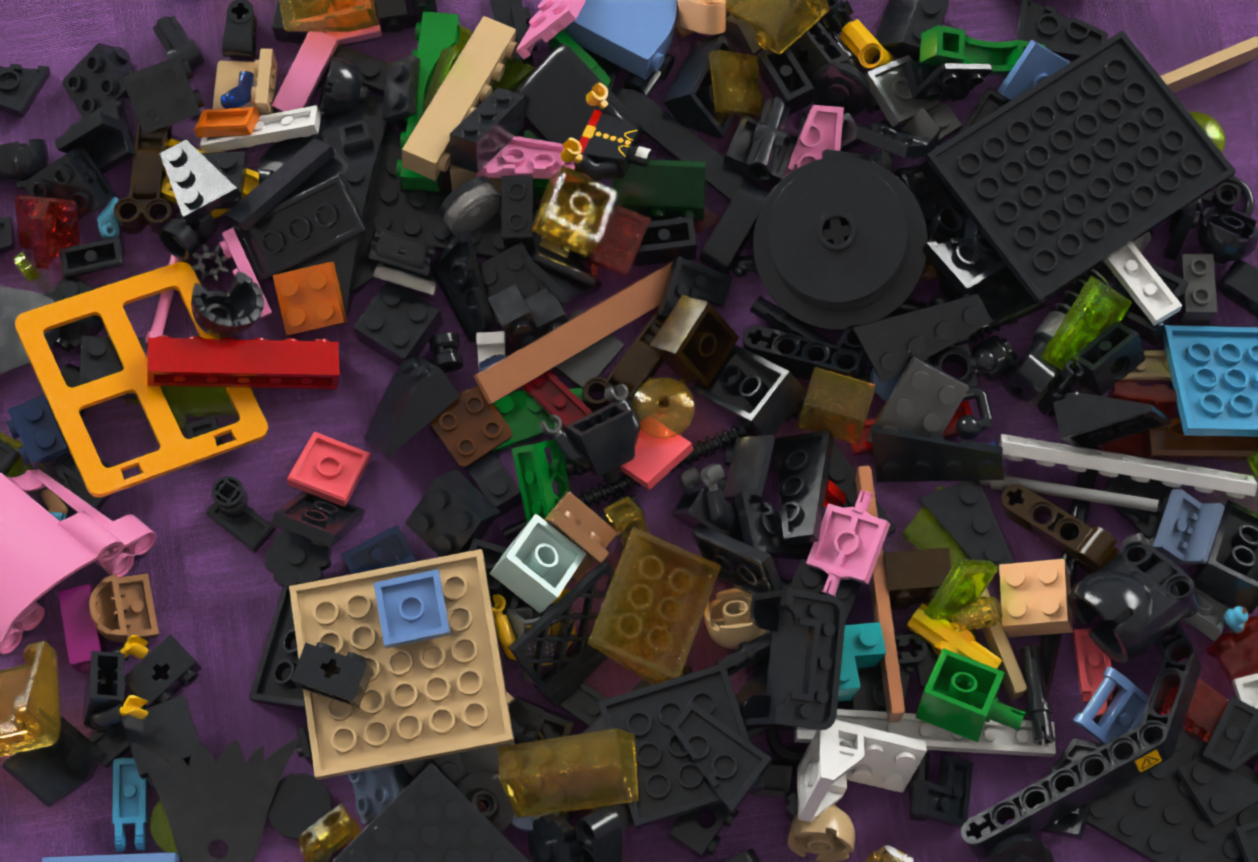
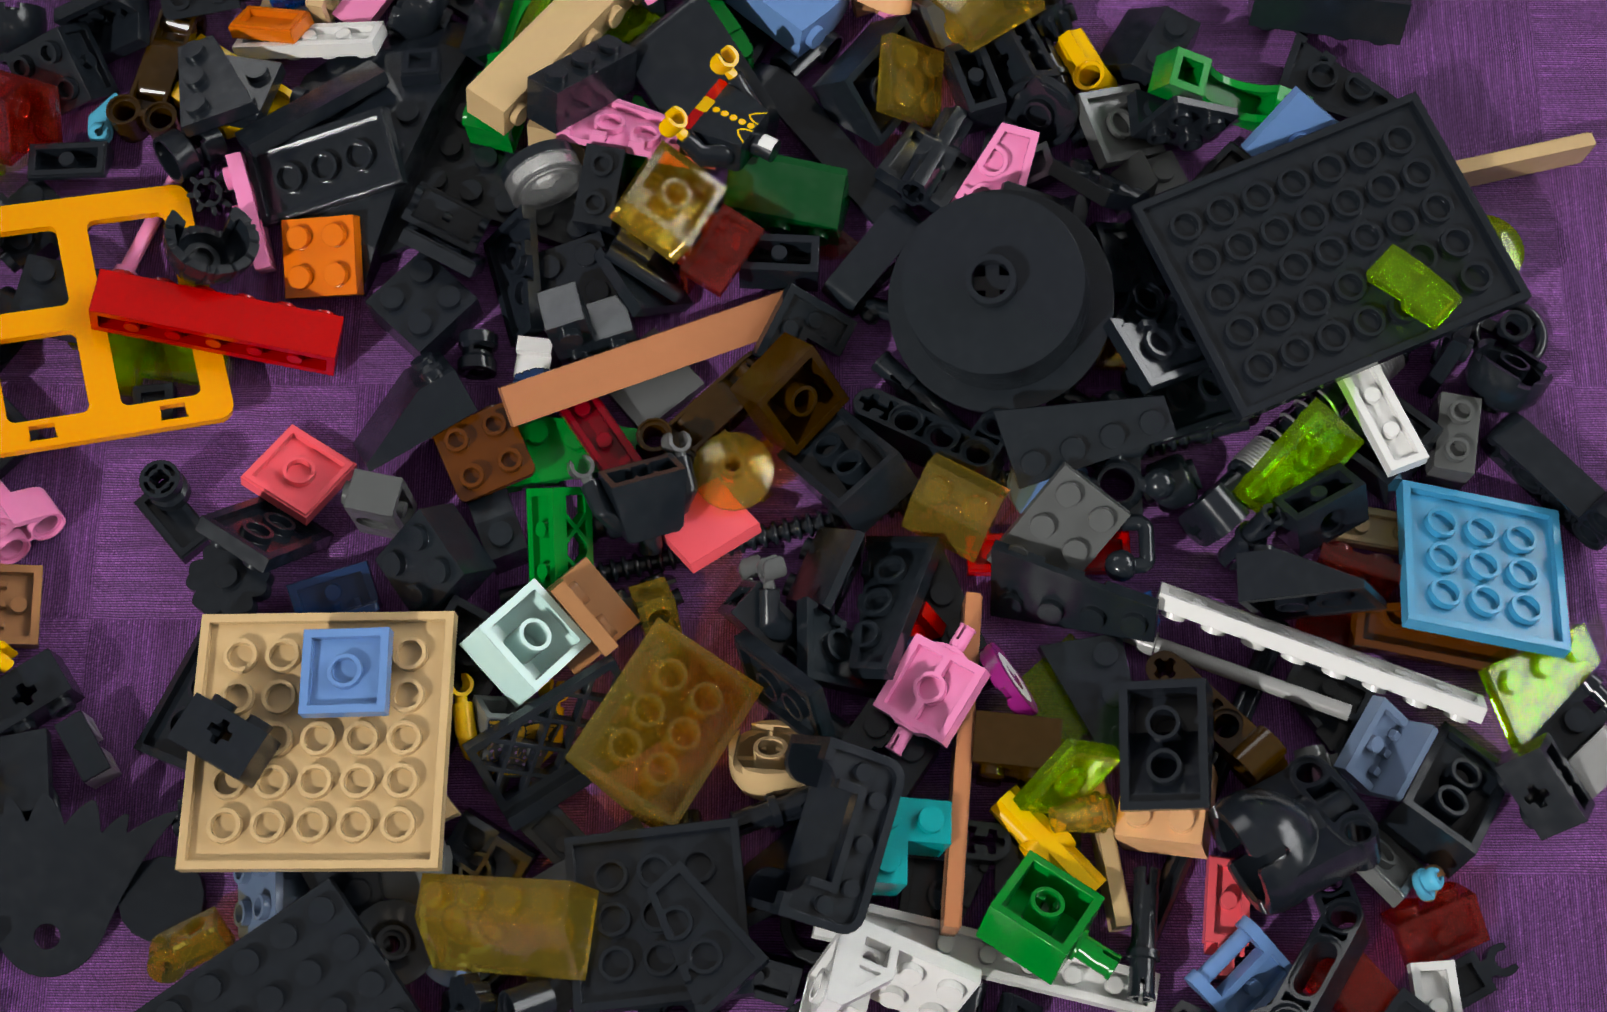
camera: 10 degrees right, 0 degrees up
(216, 705) = (81, 741): none -> black piece
(398, 480) = (378, 502): none -> dark grey brick
(901, 527) = (1007, 680): none -> magenta tile
(1028, 552) = (1165, 744): none -> black slope
(1149, 179) = (1414, 285): none -> clear neon green slope

